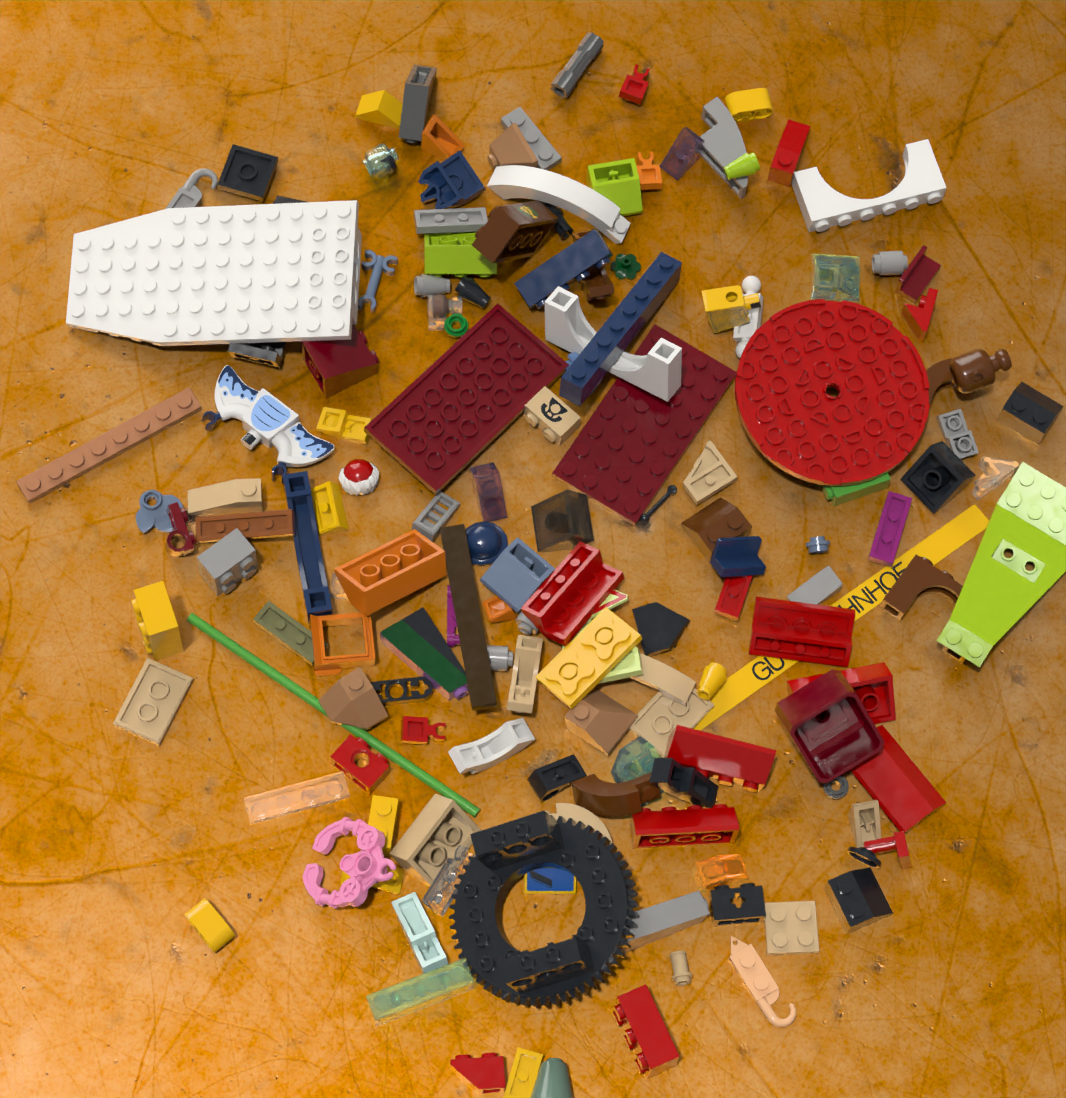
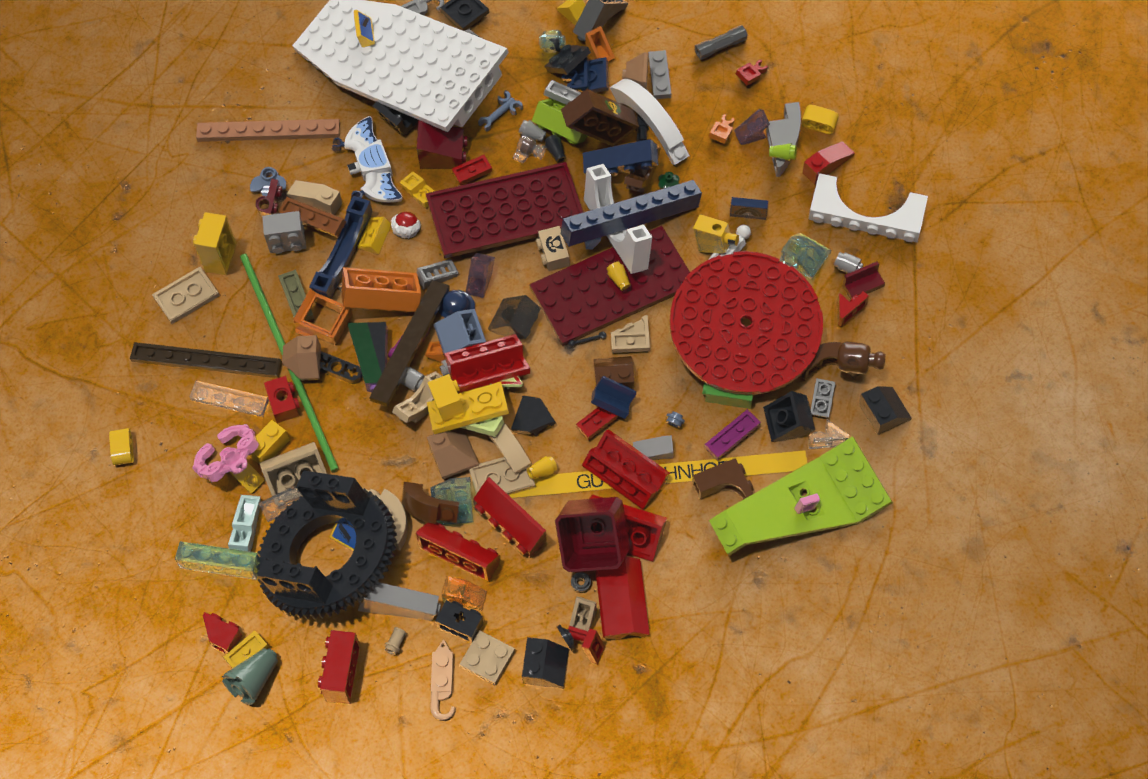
camera: 40 degrees right, 5 degrees down
(155, 259) = (364, 29): none -> slope
(233, 767) = (206, 360): none -> dark brown tile
(392, 369) = (472, 170): none -> red plate
(416, 175) = (567, 59): none -> black plate
(416, 730) = (332, 397): red plate -> none
(459, 320) = (531, 159): green plate -> none
(493, 748) = (368, 434): white arch -> none
(551, 778) = (397, 472): black plate -> none
(562, 658) = (446, 397): none -> yellow brick
(618, 183) = (694, 126): lime slope -> none
(651, 410) = (618, 274): none -> yellow cone
(683, 782) = (476, 521): black slope -> none
(737, 252) = (748, 208): none -> panel
(1026, 564) = (807, 503): none -> bright pink tile

